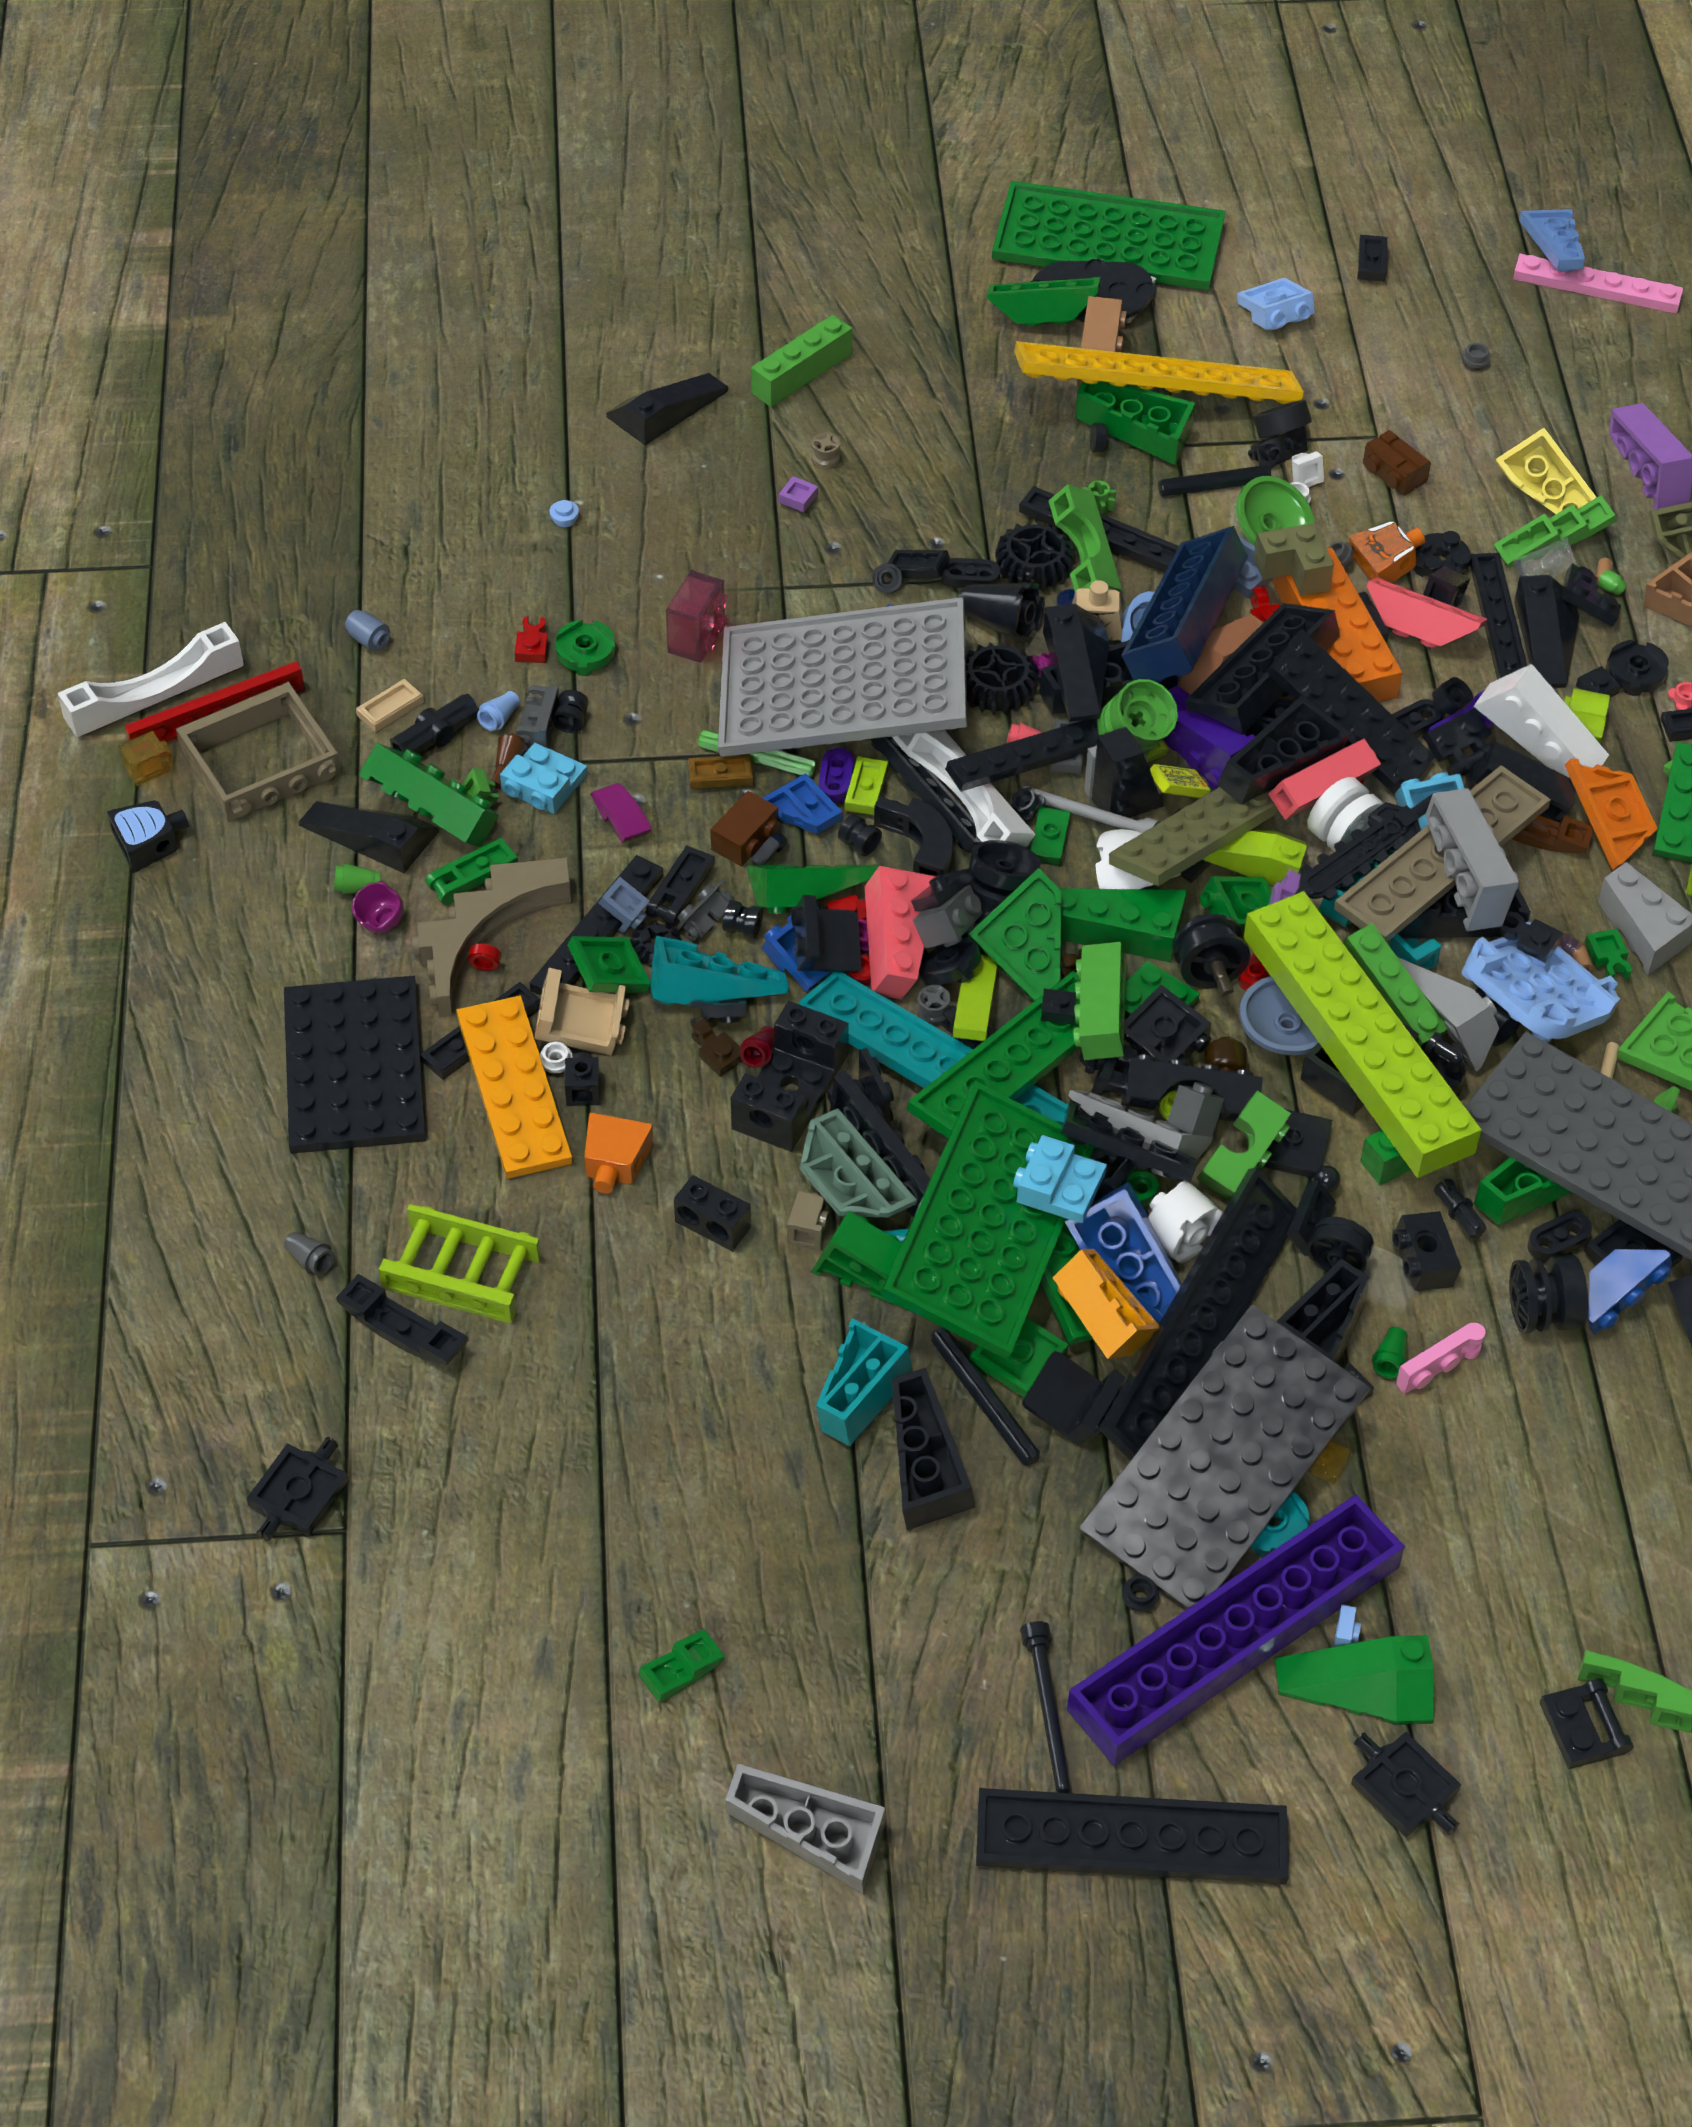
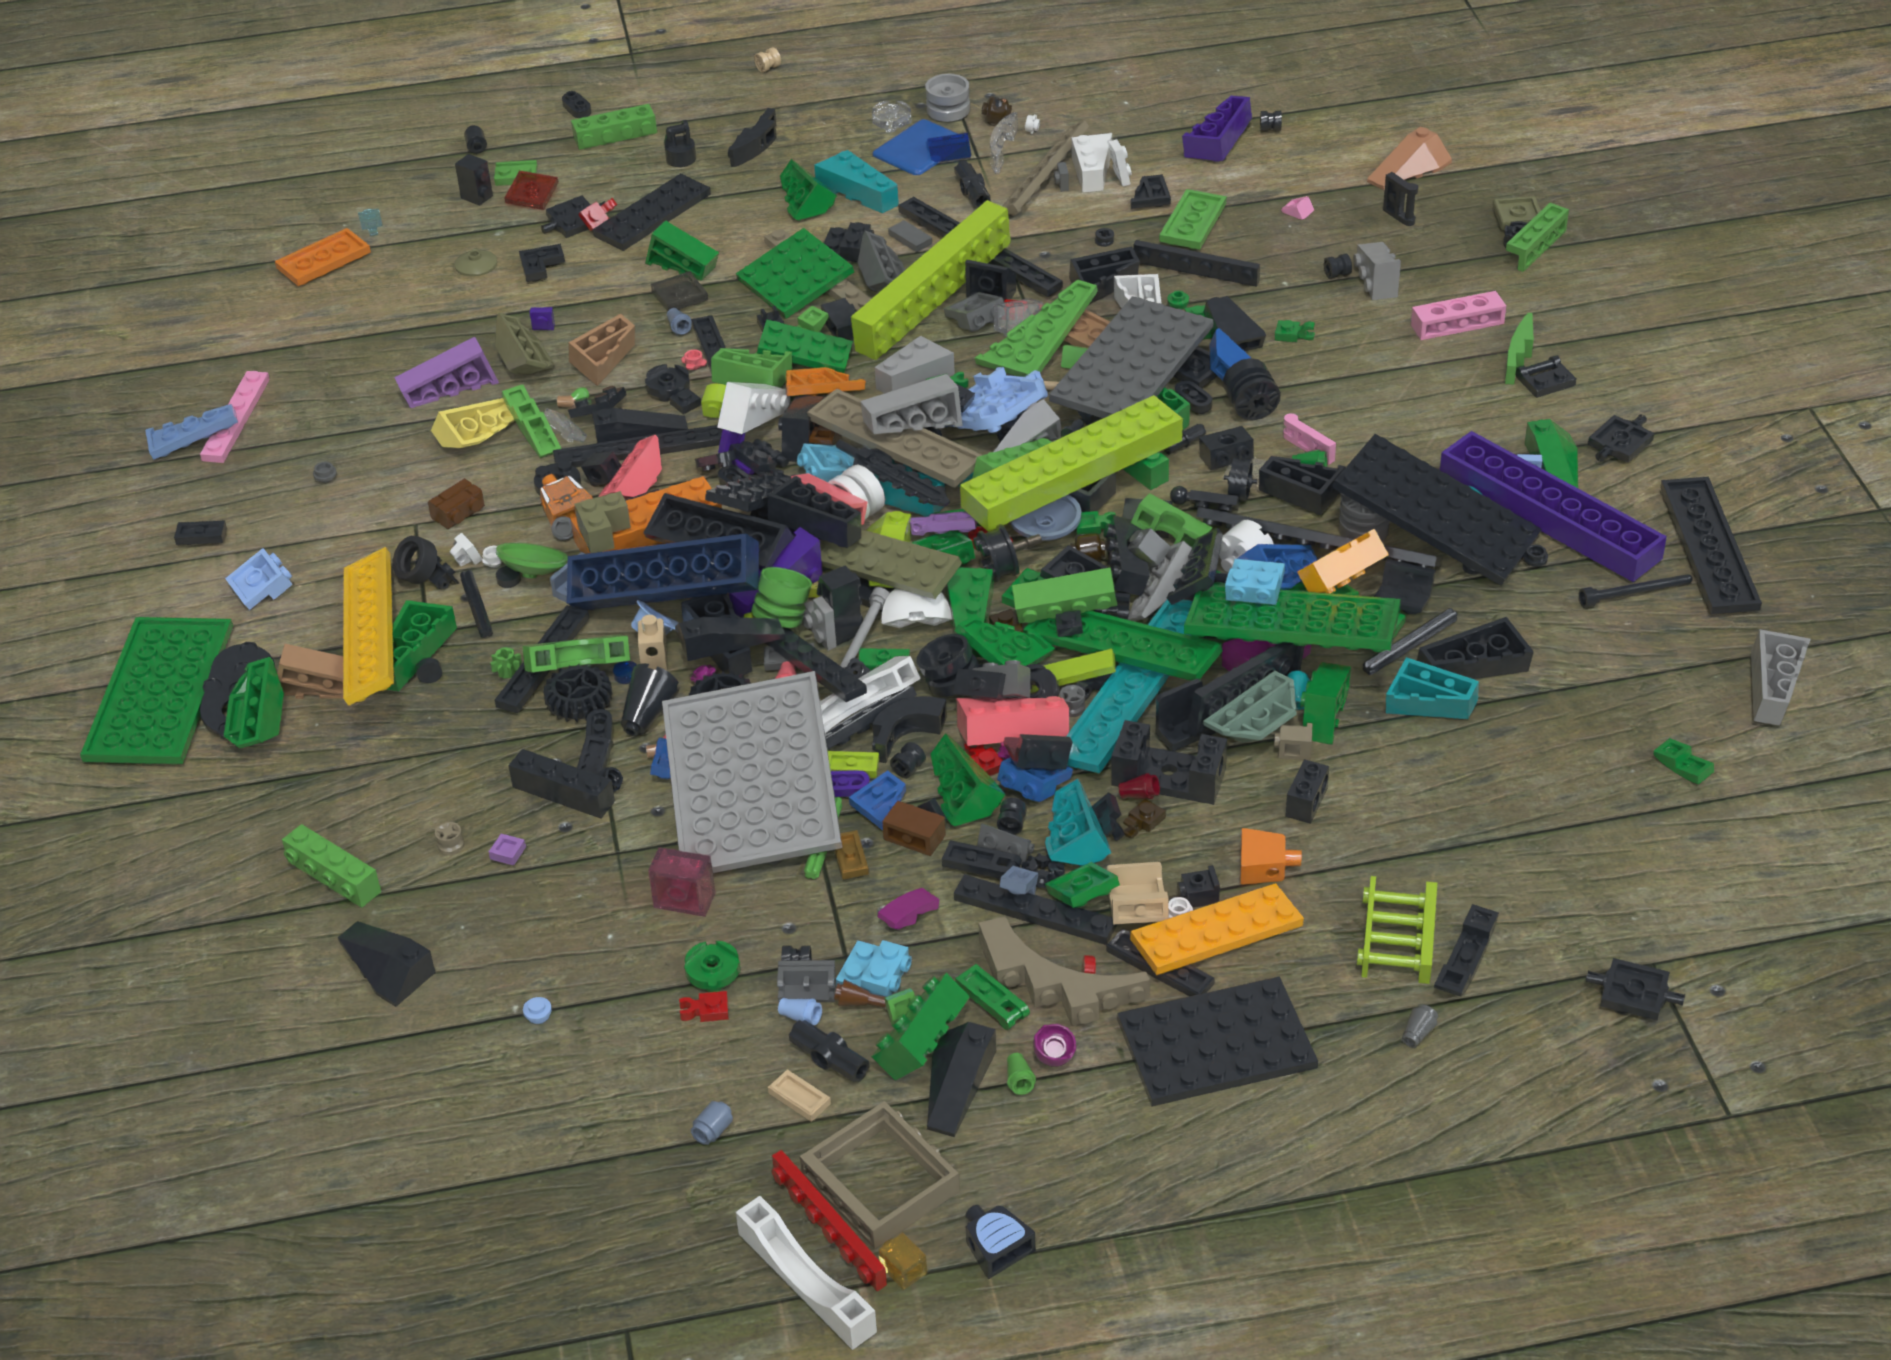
camera: 95 degrees left, 10 degrees down
(883, 534) = (561, 783): none -> black brick
(1284, 1075) = (1092, 522): none -> green plate
(1645, 744) = (742, 367): none -> bright green wedge

